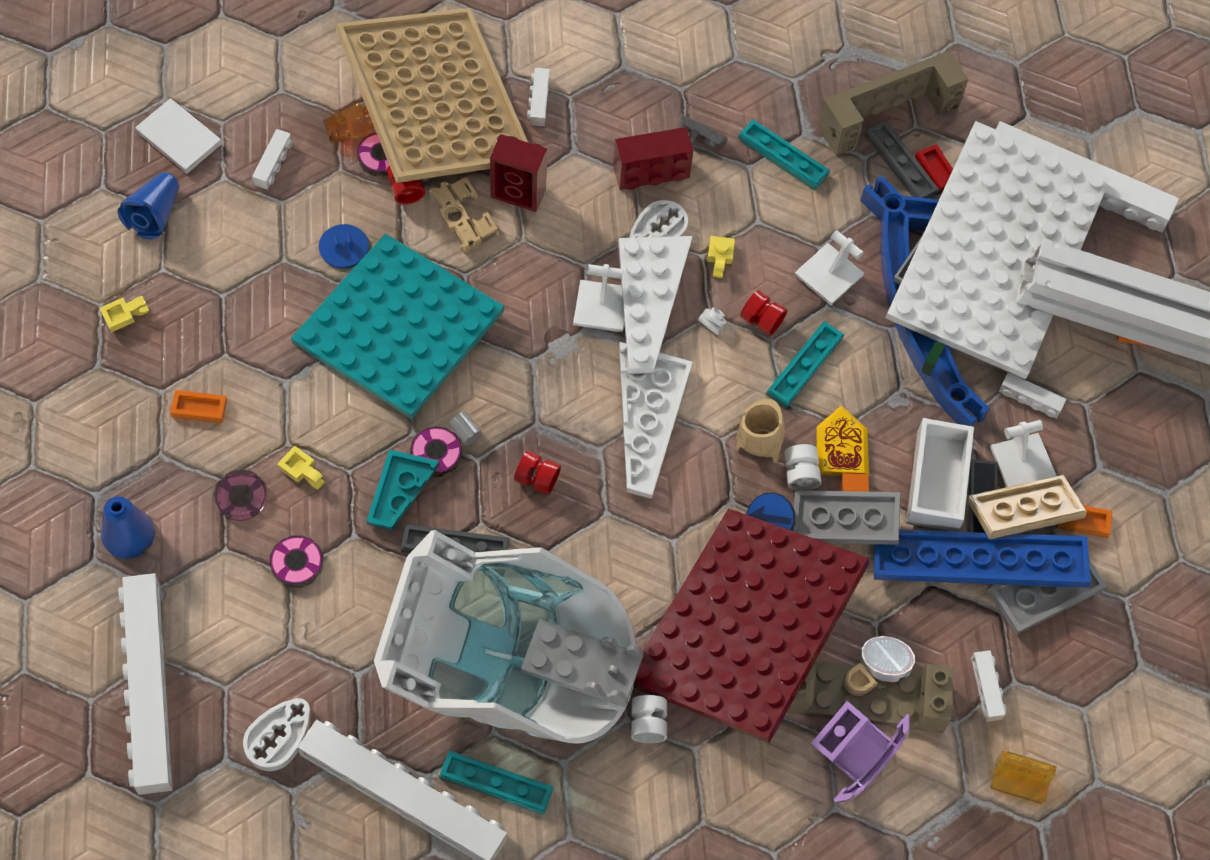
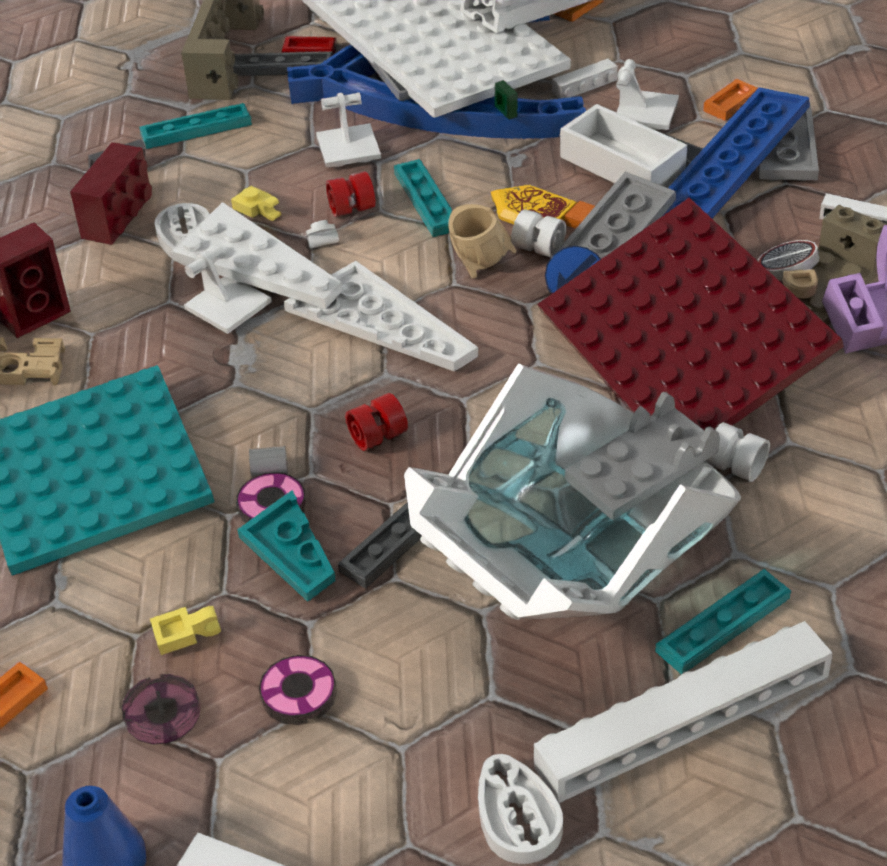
camera: 50 degrees left, 20 degrees down
(1026, 507) = (699, 113): tan plate -> none

